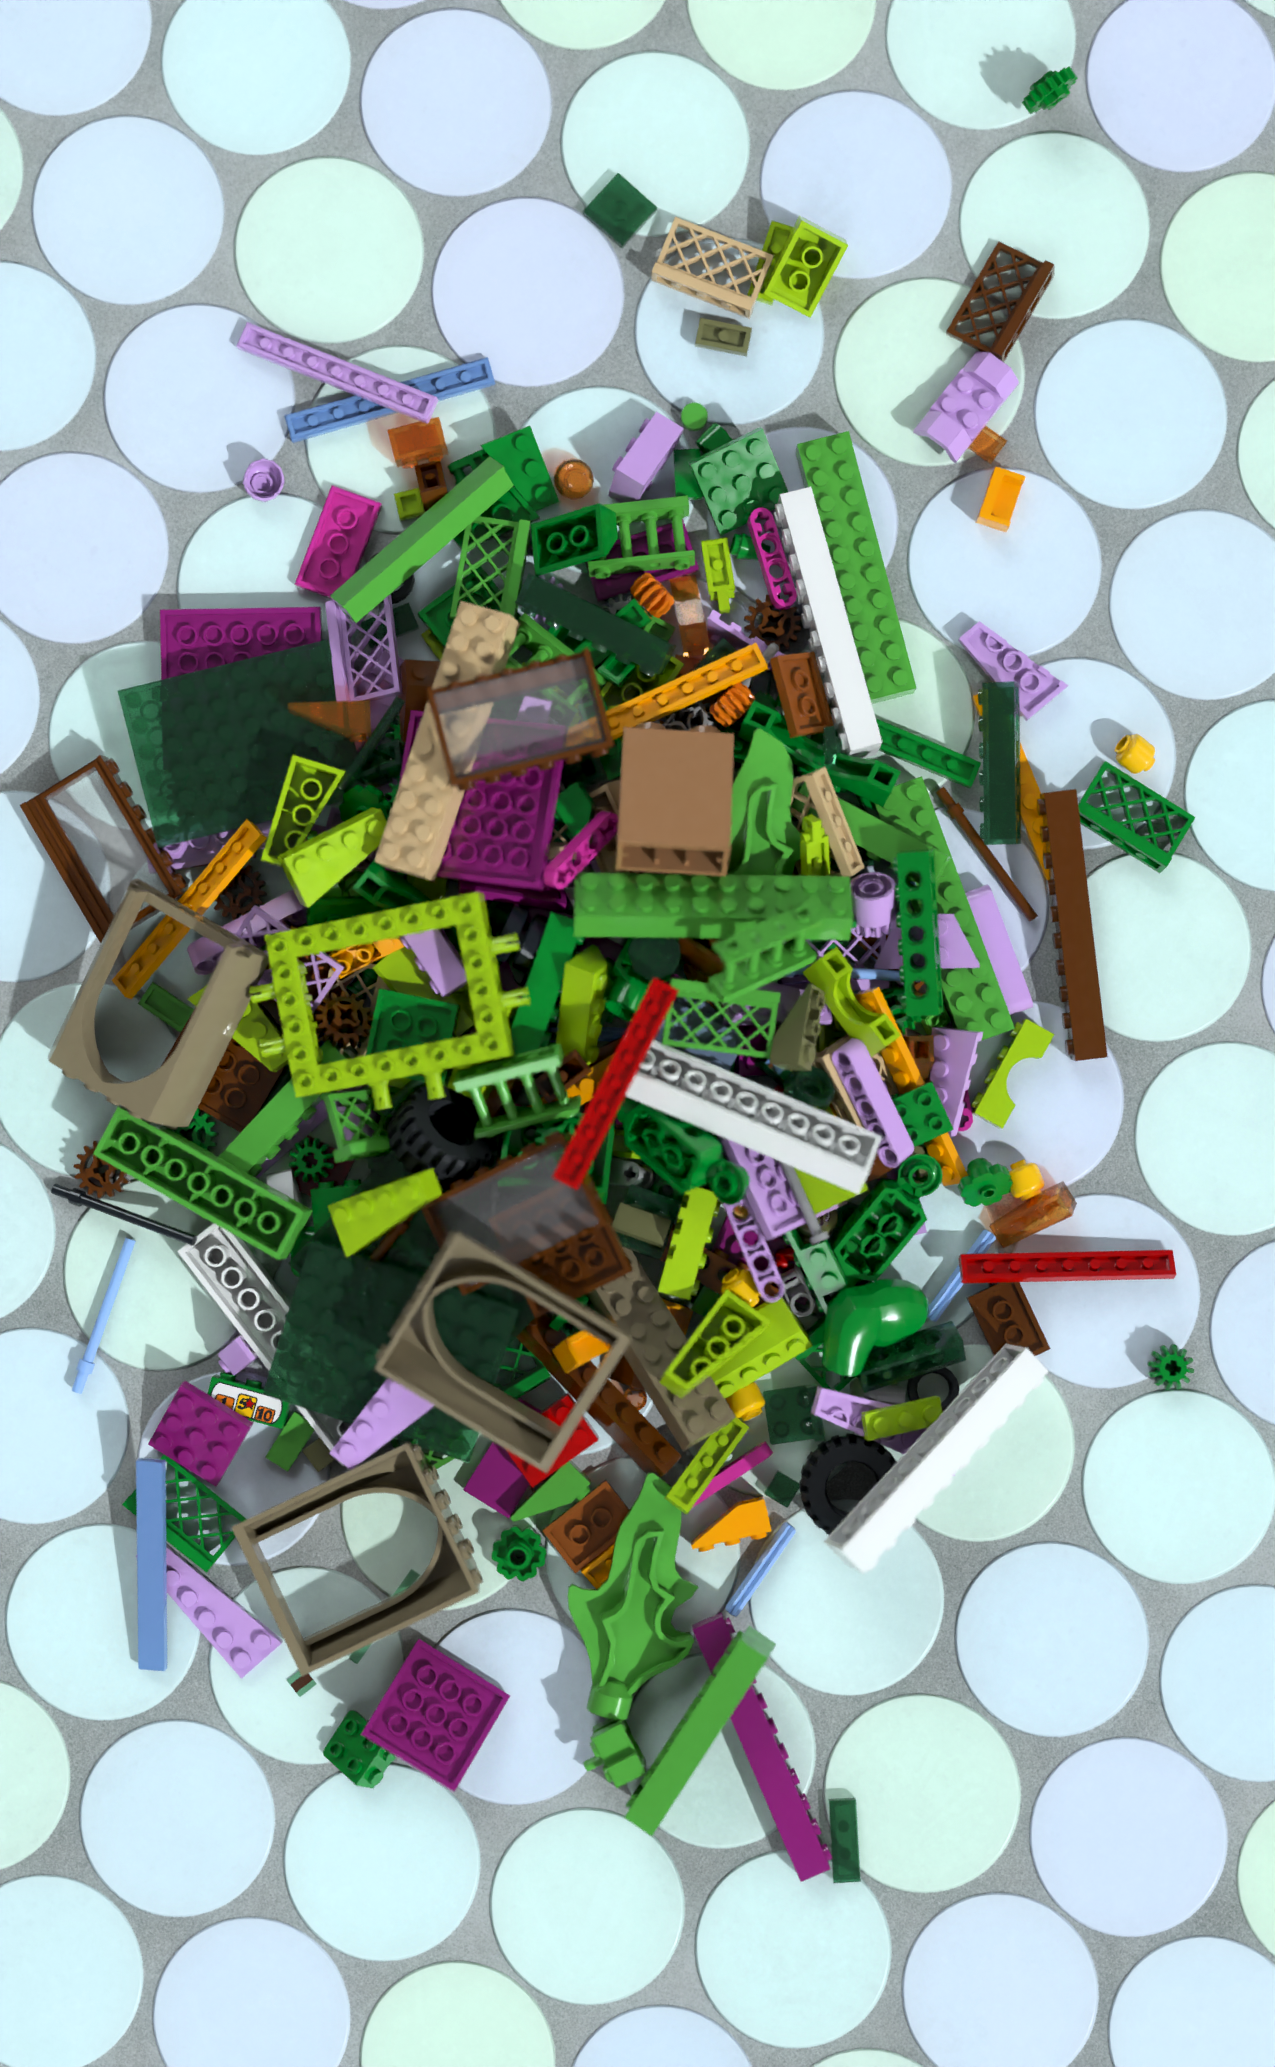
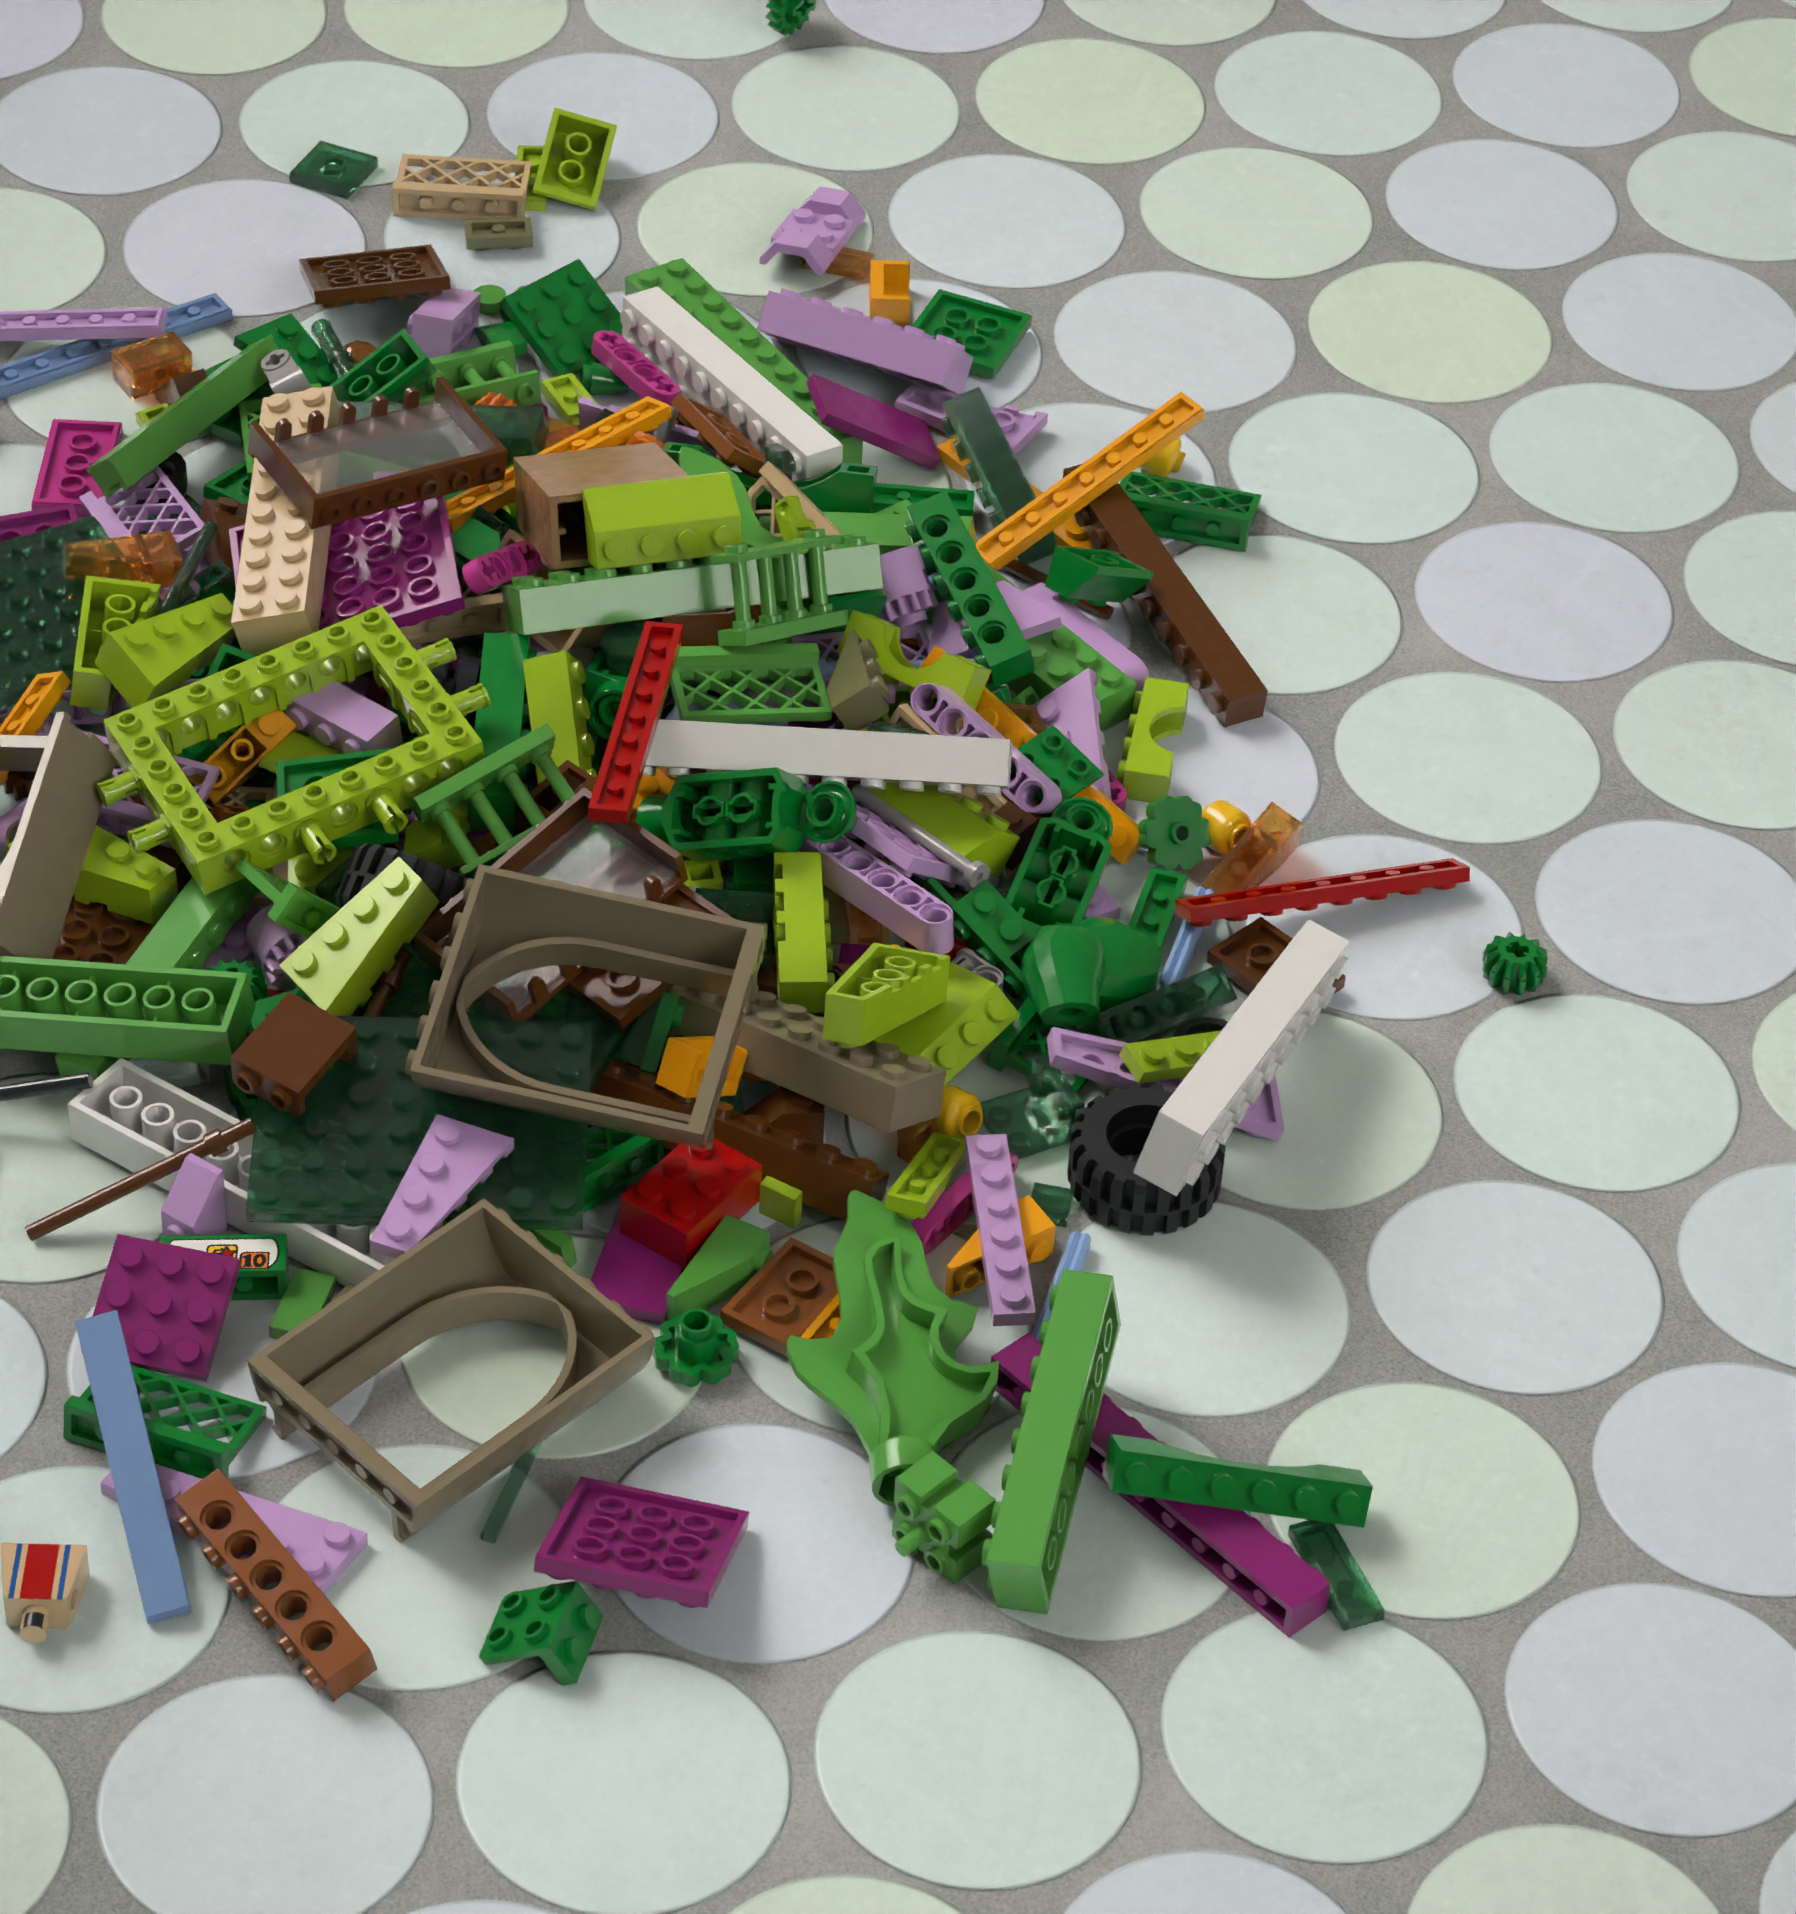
camera: 25 degrees left, 45 degrees down
(81, 1631) = (42, 1586): none -> tan torso
(218, 1667) = (218, 1502): none -> dark orange brick
(255, 1329) = (214, 1144): none -> reddish brown bar
(300, 1683) = (414, 1585): clear green sticker -> none
(315, 1299) = (292, 1053): none -> reddish brown panel
(503, 519) = (284, 373): none -> light grey piece
(552, 491) = (331, 338): none -> clear green pin
(607, 385) = (374, 275): none -> reddish brown plate
(610, 1445) = (780, 1202): none -> lime tile
(697, 874) = (660, 520): none -> lime slope
(733, 1529) = (1000, 1230): none -> lavender plate
(750, 1771) = (1175, 1474): none -> green arch
(927, 677) = (873, 421): none -> magenta tile
(947, 1245) = (1156, 904): none -> green plate
(954, 575) = (865, 342): none -> lavender brick
(1022, 308) = (838, 162): reddish brown fence -> none
(1027, 913) = (1094, 576): none -> green slope
(1042, 563) = (983, 327): none -> green plate
(1055, 818) = (1089, 480): none -> light orange tile

